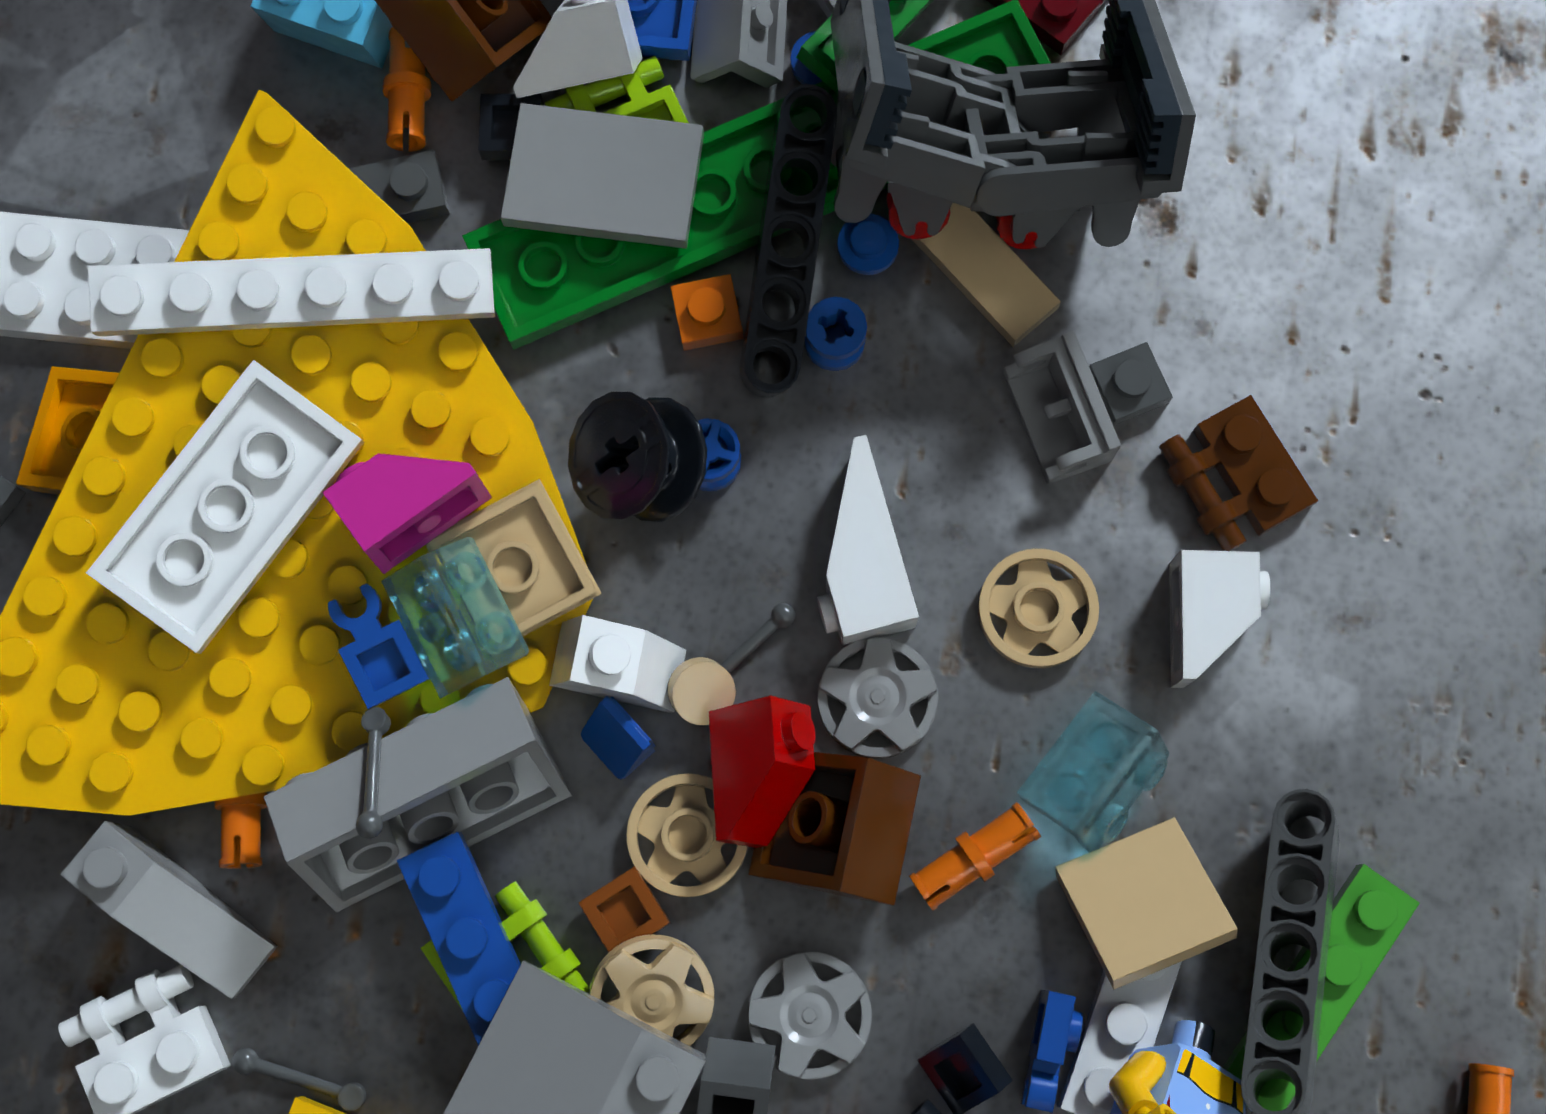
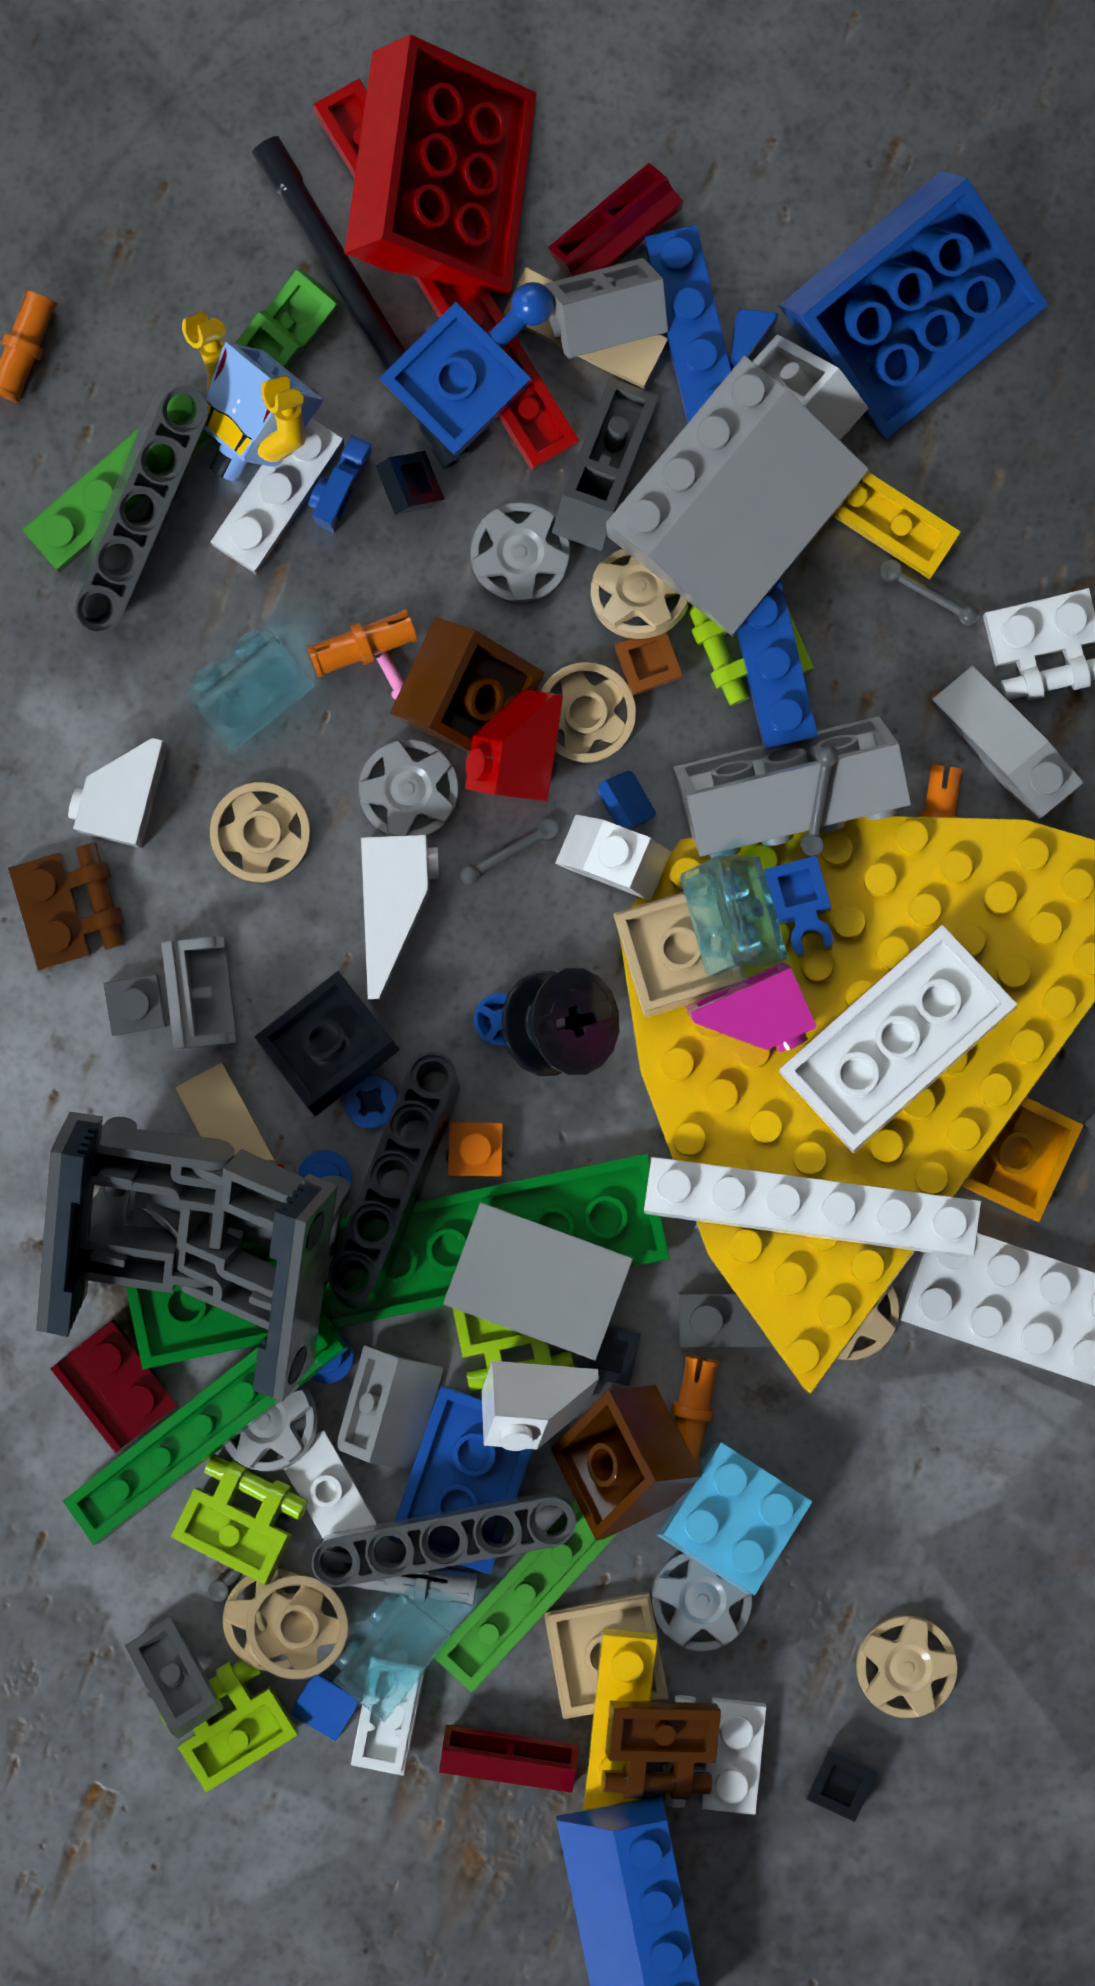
camera: 175 degrees left, 10 degrees up
(700, 687) = (549, 823): tan tile -> none
(901, 379) = (326, 1043): none -> black plate
(930, 830) = (391, 673): none -> bright pink piece
(1145, 903) = (237, 576): tan tile -> none

